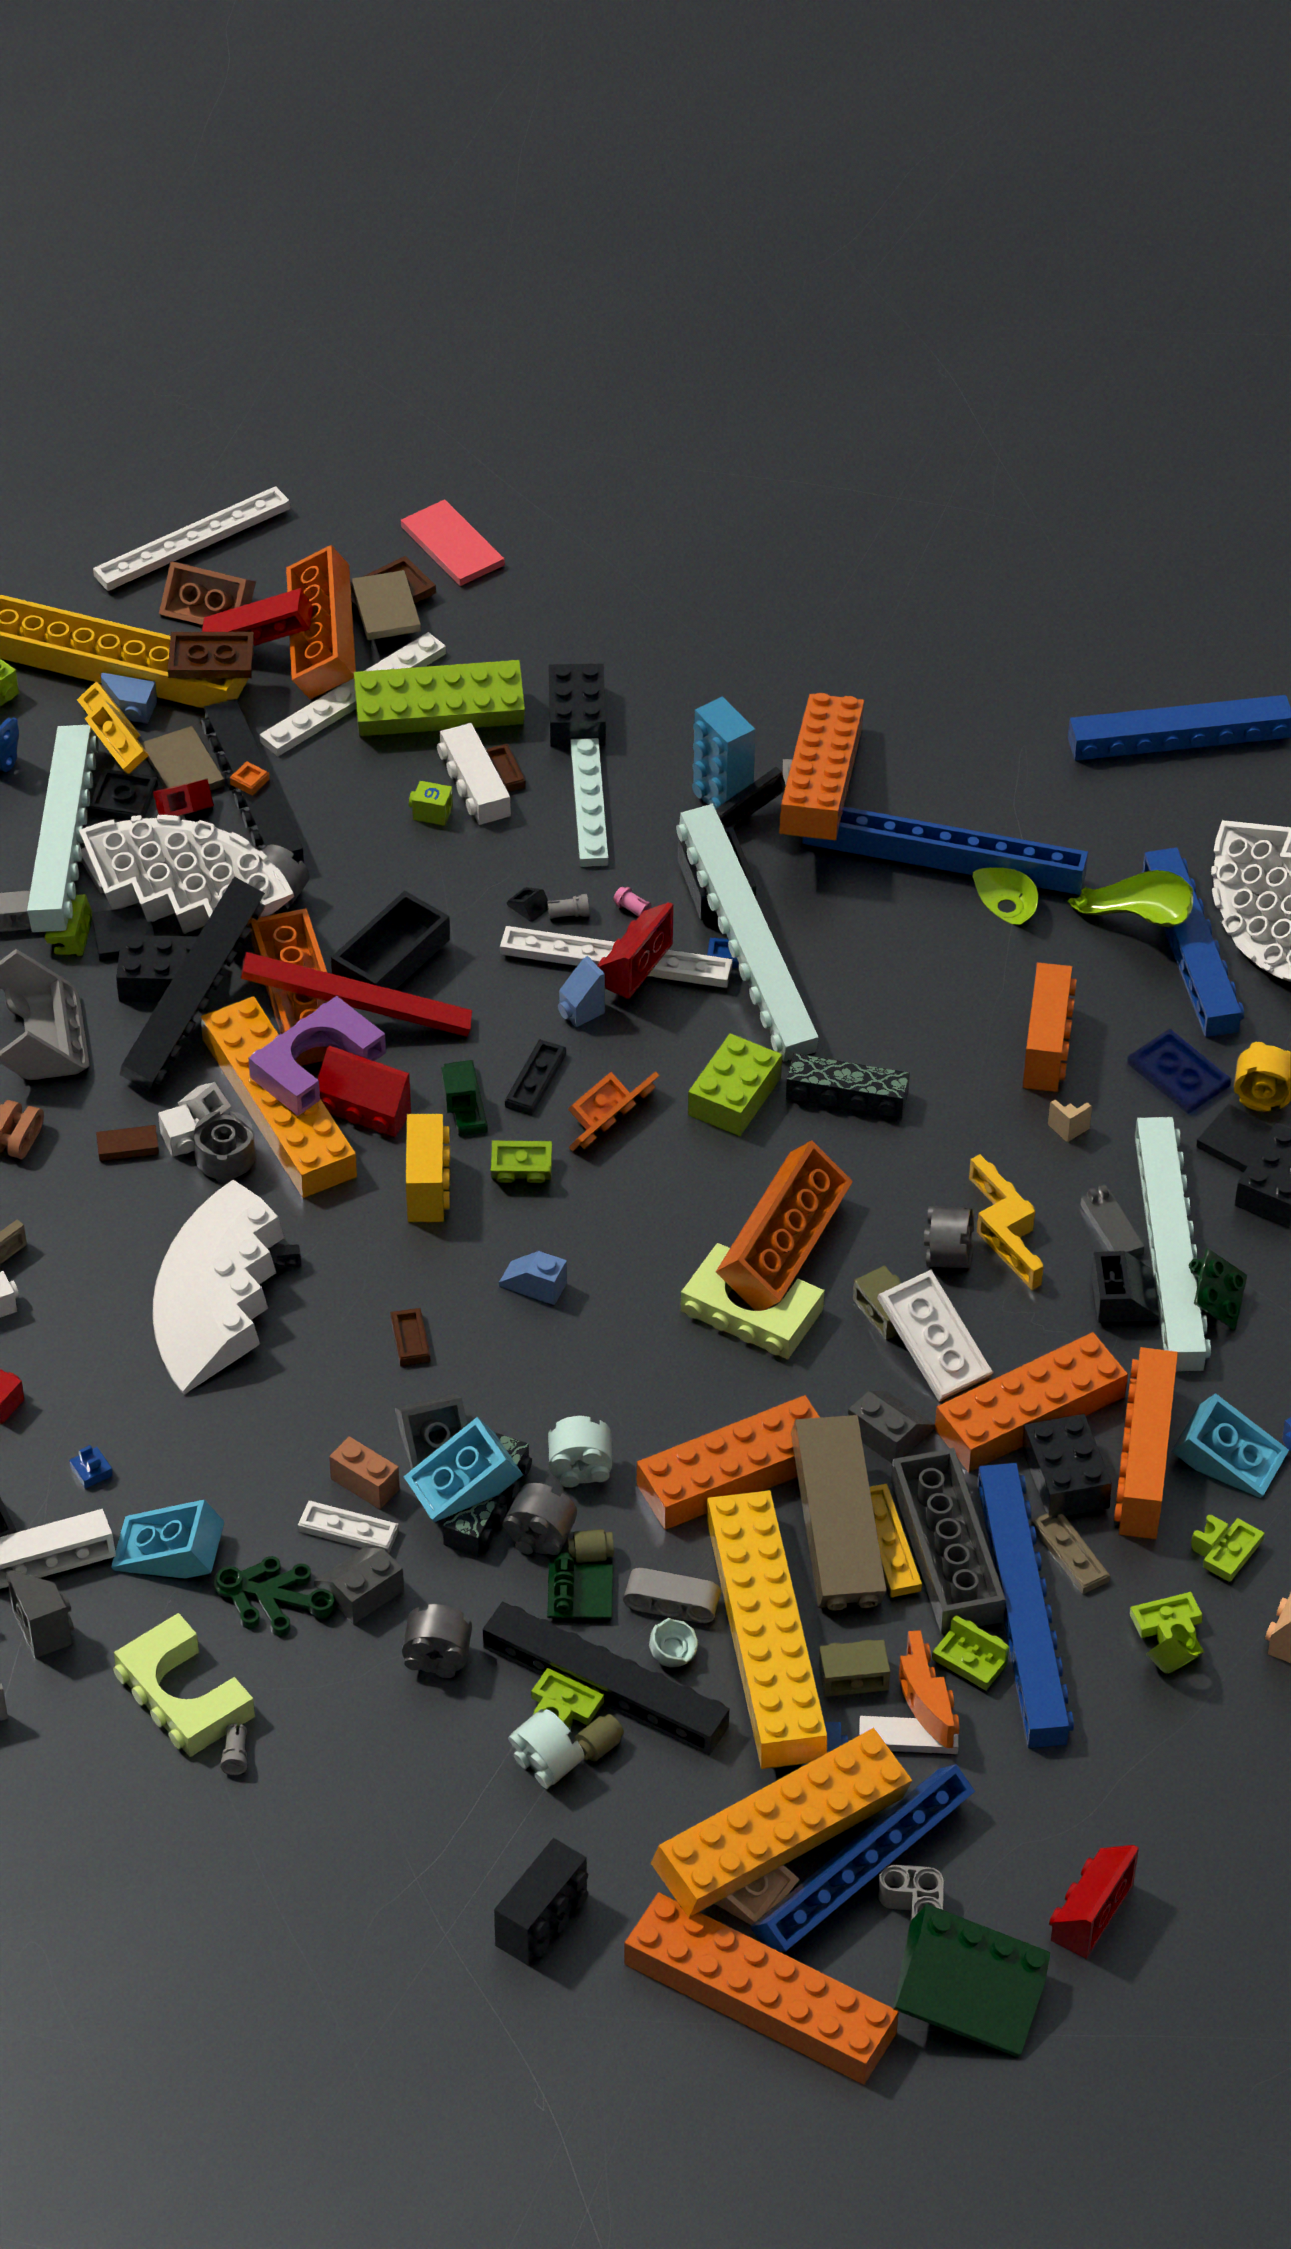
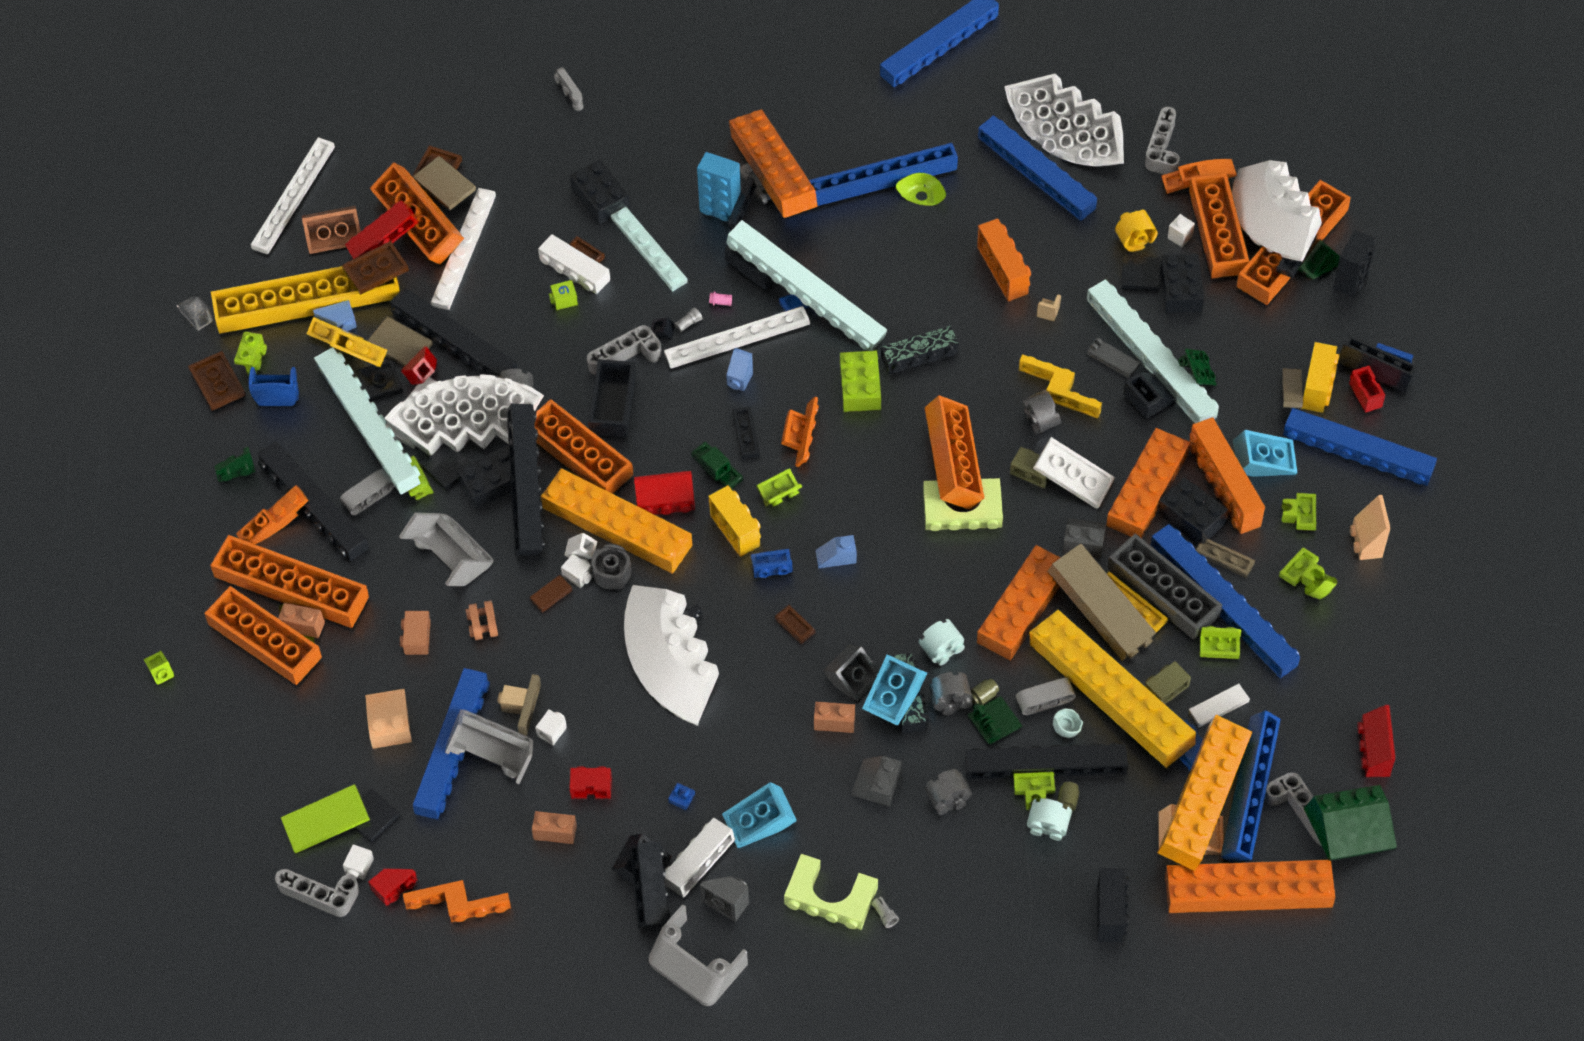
camera: 30 degrees left, 10 degrees up
(249, 778) = (453, 334): orange tile -> none
(271, 1591) = (834, 814): dark green plant -> none
(331, 1025) = (625, 464): medium lavender arch -> none
(347, 1527) = (846, 752): white tile -> none
(356, 994) = (619, 437): red tile -> none
(437, 1246) = (771, 563): none -> blue bracket
(439, 697) = (520, 227): lime brick -> none
(452, 542) = (447, 122): coral tile -> none
(464, 900) = (622, 352): none -> light grey beam
(636, 578) = (569, 88): none -> light grey plate
(638, 950) = (752, 327): red slope -> none
(926, 1692) = (1216, 680): orange slope -> none
(1153, 895) = (1004, 152): lime animal -> none
(1179, 1071) = (1083, 248): clear blue tile -> none

